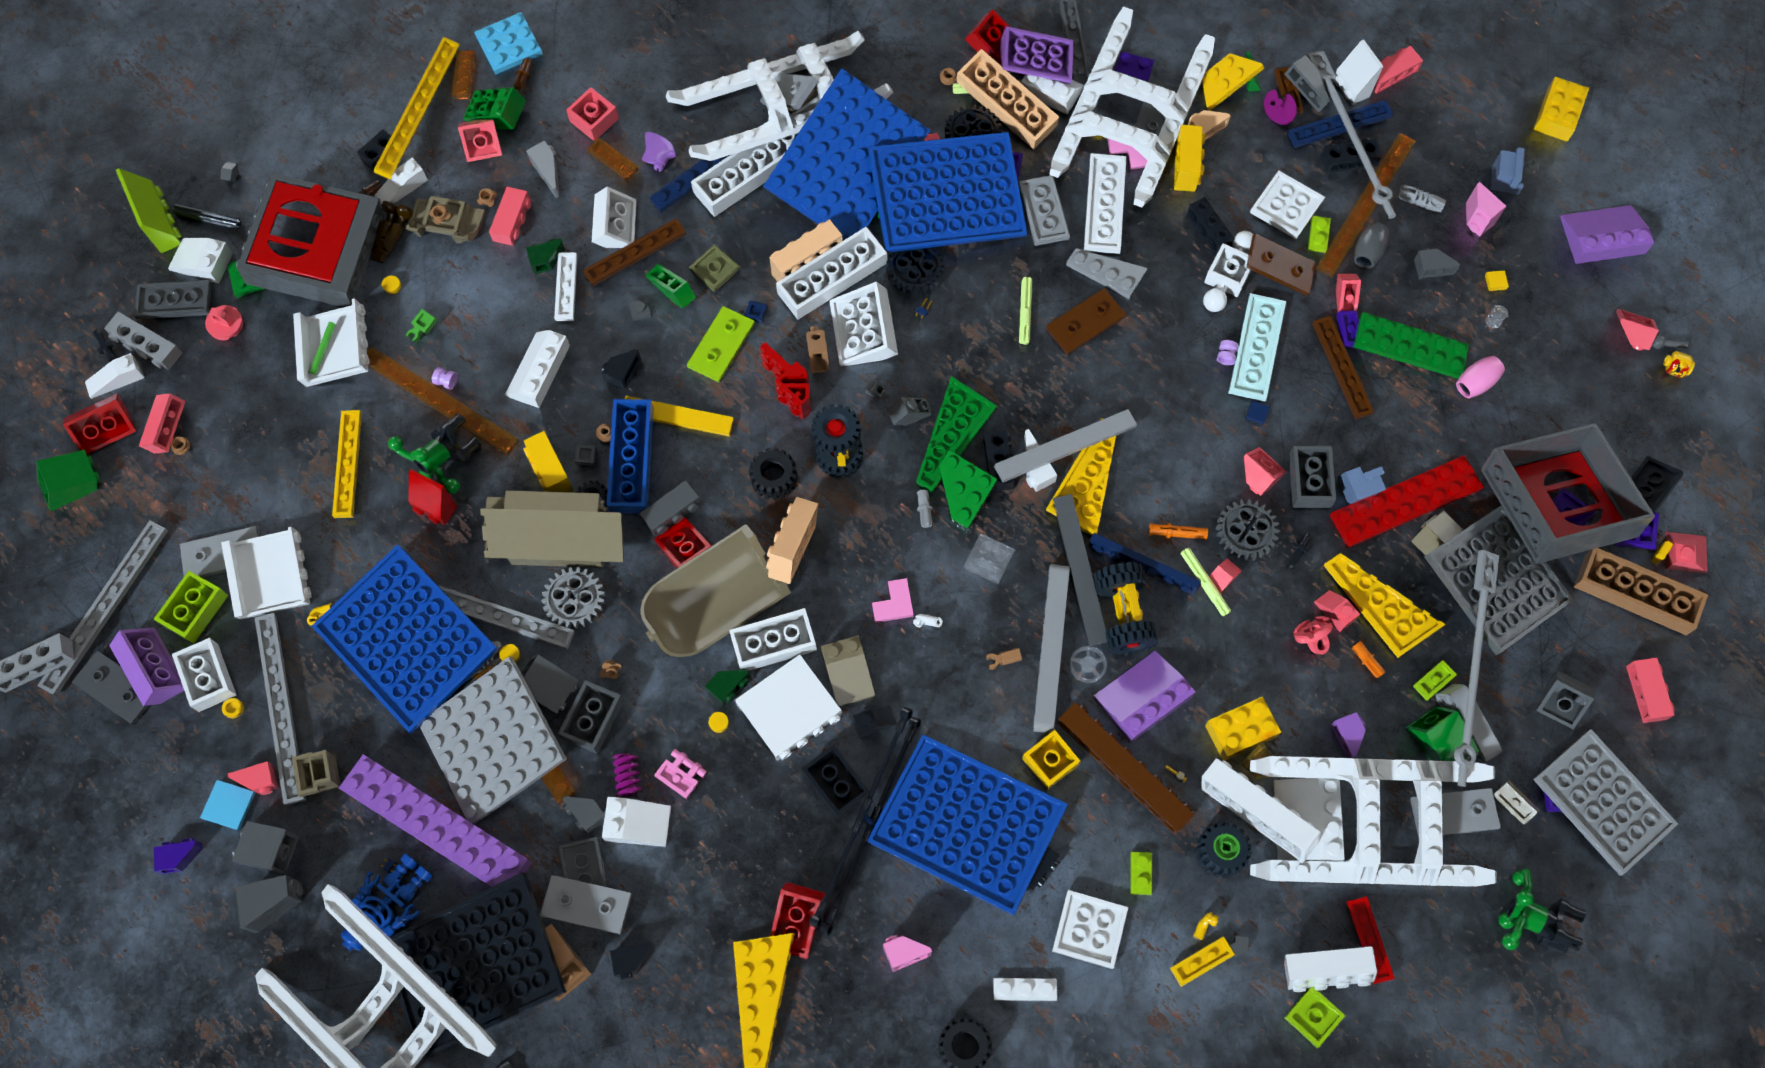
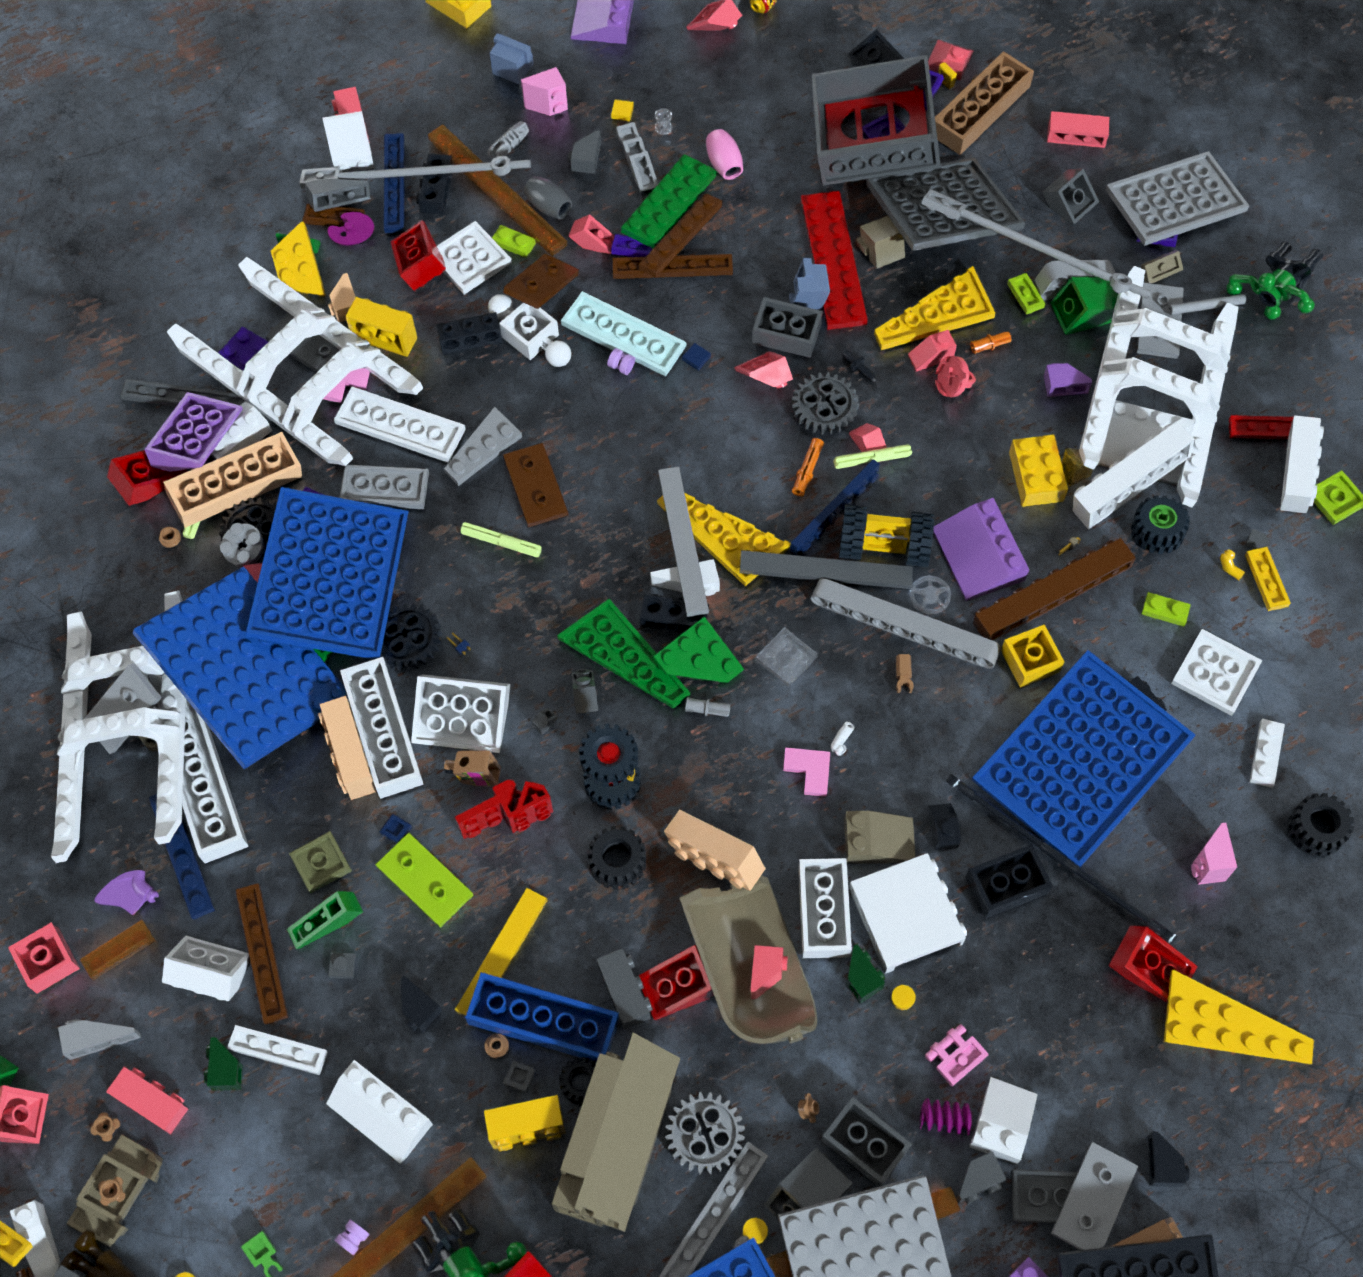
camera: 75 degrees left, 5 degrees down
(709, 607) = (767, 969): none -> coral slope
(950, 117) = (238, 534): none -> light grey plate
(1268, 163) = (417, 256): none -> red slope
(1377, 364) = (680, 235): none -> reddish brown plate
(1448, 306) = (637, 157): none -> light grey slope
(1489, 853) = (1206, 304): none -> light grey piece

